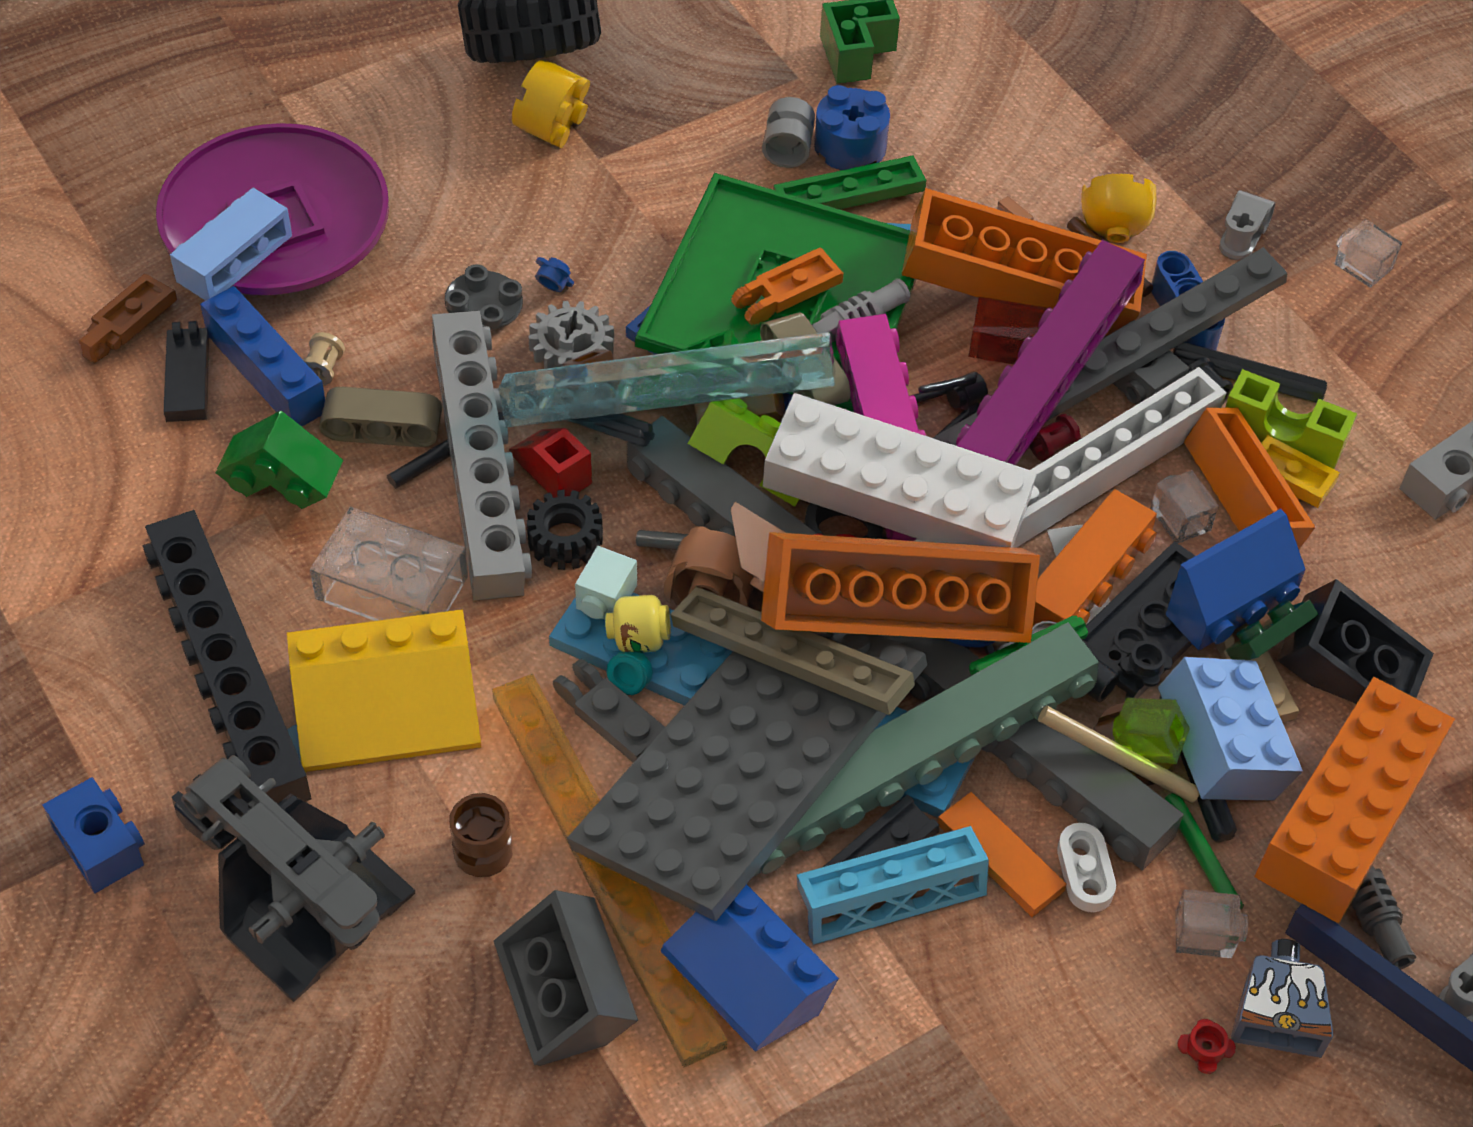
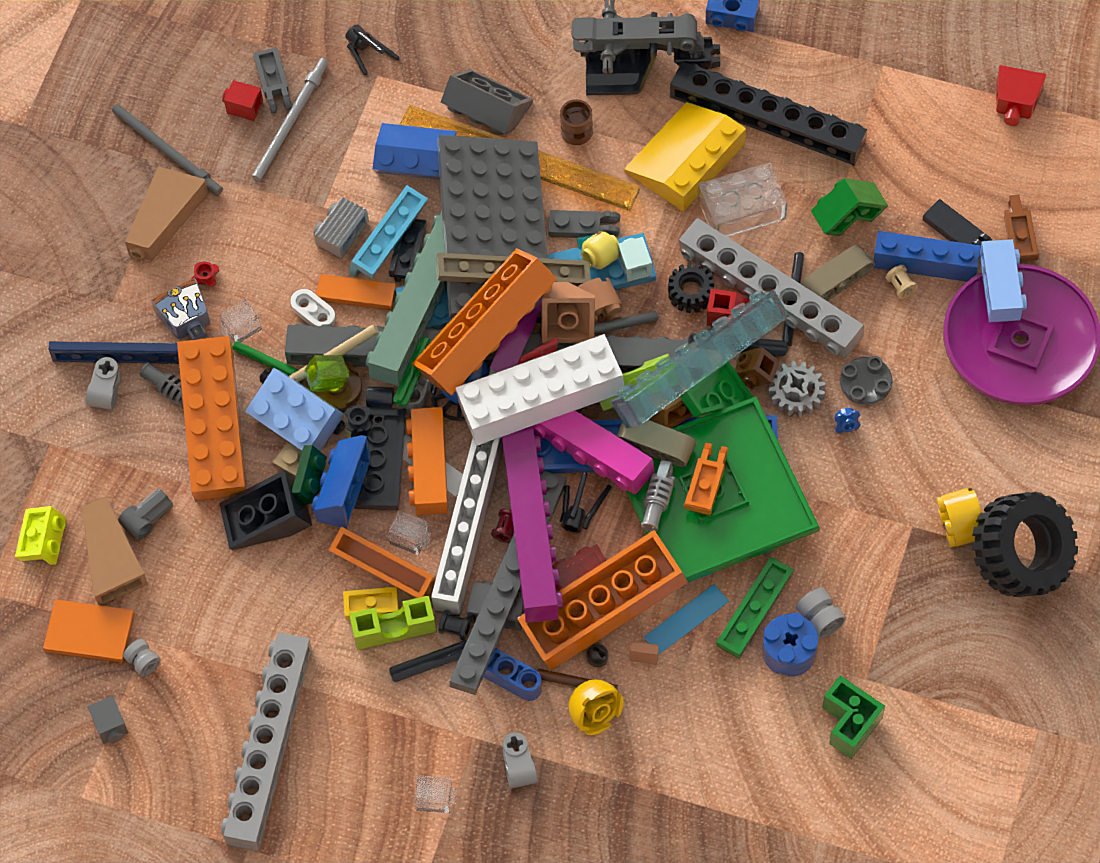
camera: 145 degrees right, 10 degrees up
(950, 952) = (340, 227): none -> light grey brick

